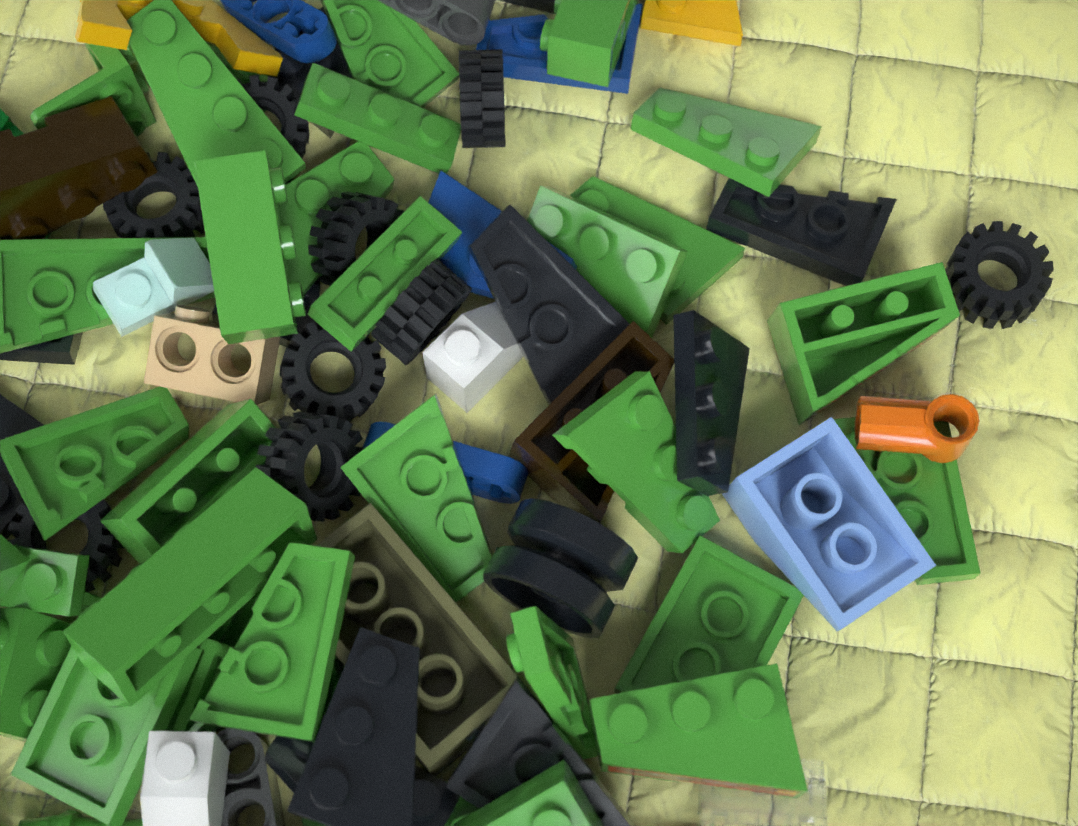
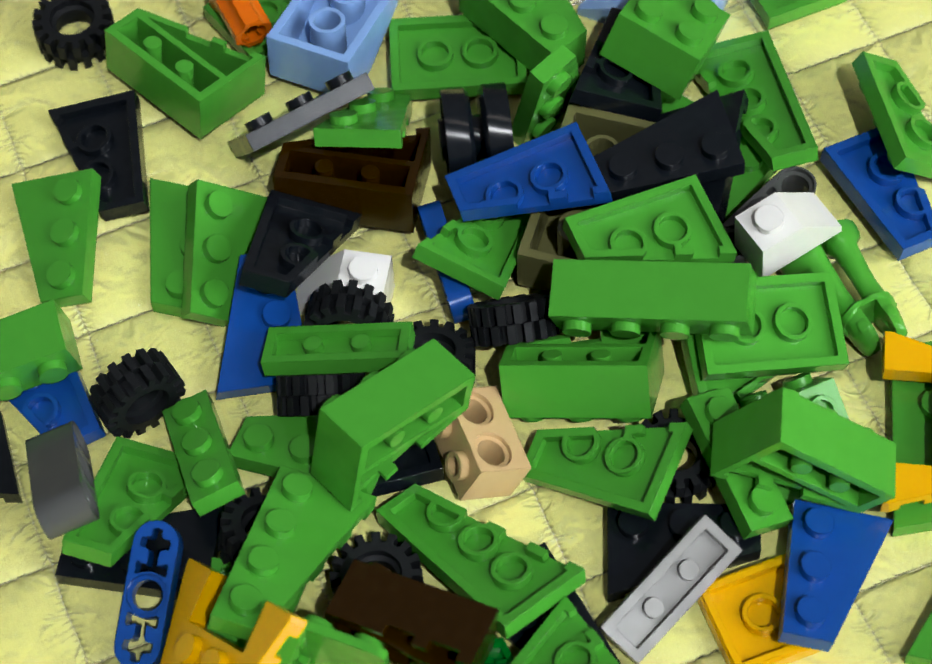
camera: 120 degrees left, 10 degrees down
(167, 276) = (450, 509): light aqua slope -> none
(438, 569) = (531, 178): none -> blue wing

